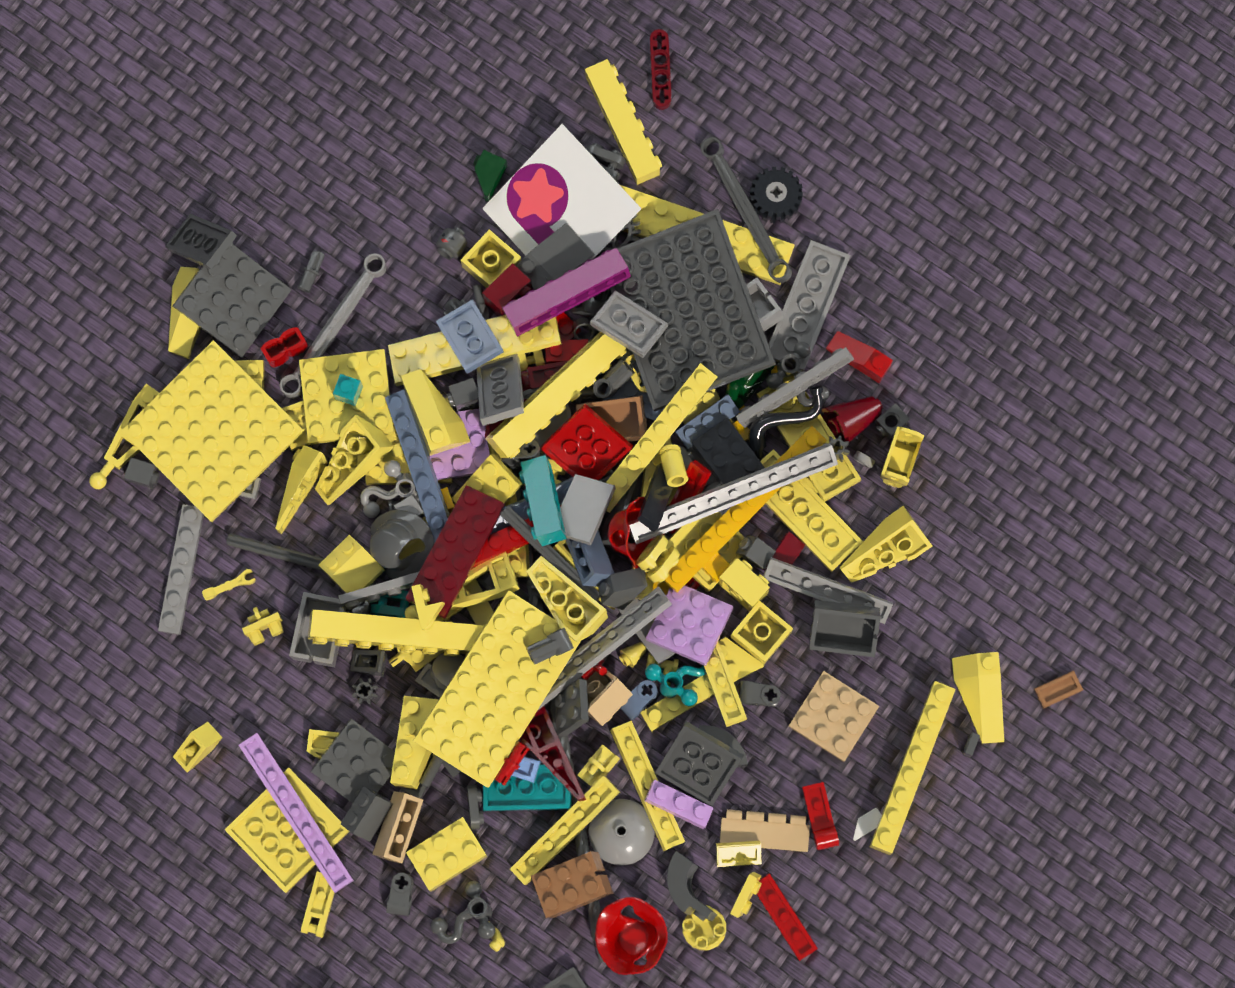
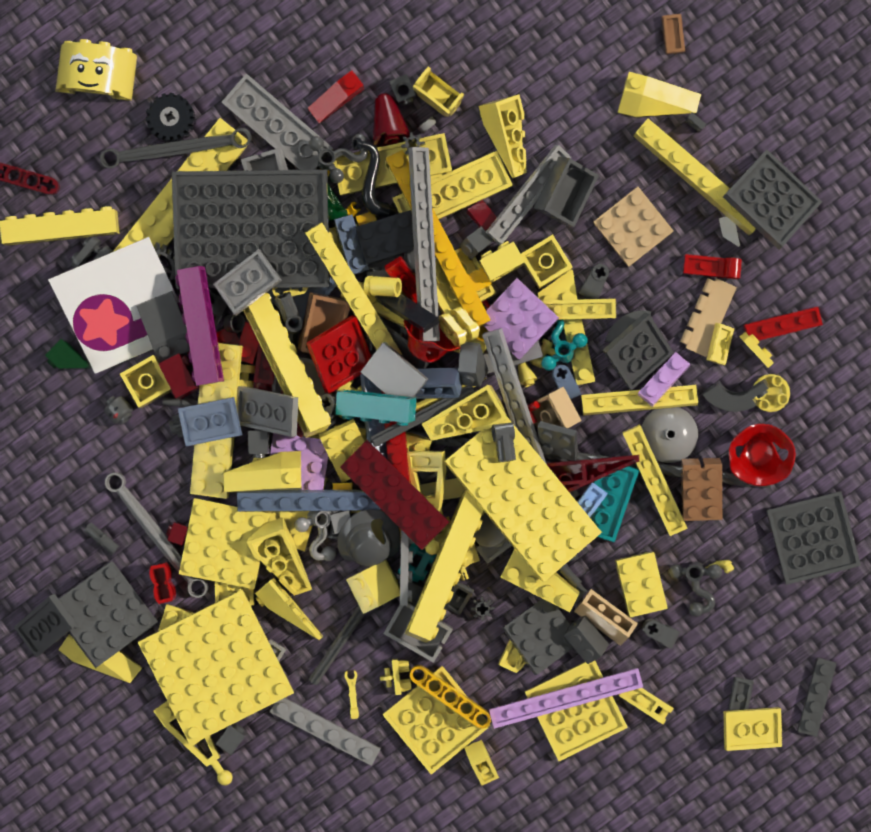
camera: 70 degrees left, 10 degrees up
(229, 683) = (430, 726): none -> light yellow plate
(257, 675) = (456, 703): none -> yellow beam
(341, 344) = (177, 533): none -> dark red plate
(347, 390) = (221, 540): teal brick -> none
(426, 613) = (442, 536): light yellow slope -> none
(475, 815) = (601, 546): dark grey plate -> none
(511, 763) = (587, 505): red pin -> none
(598, 765) = (611, 435): light yellow hips -> none
(789, 390) = (346, 152): light grey plate -> none
(799, 105) = (96, 69): none -> light yellow cylinder
(916, 855) = (772, 199): none -> dark grey plate

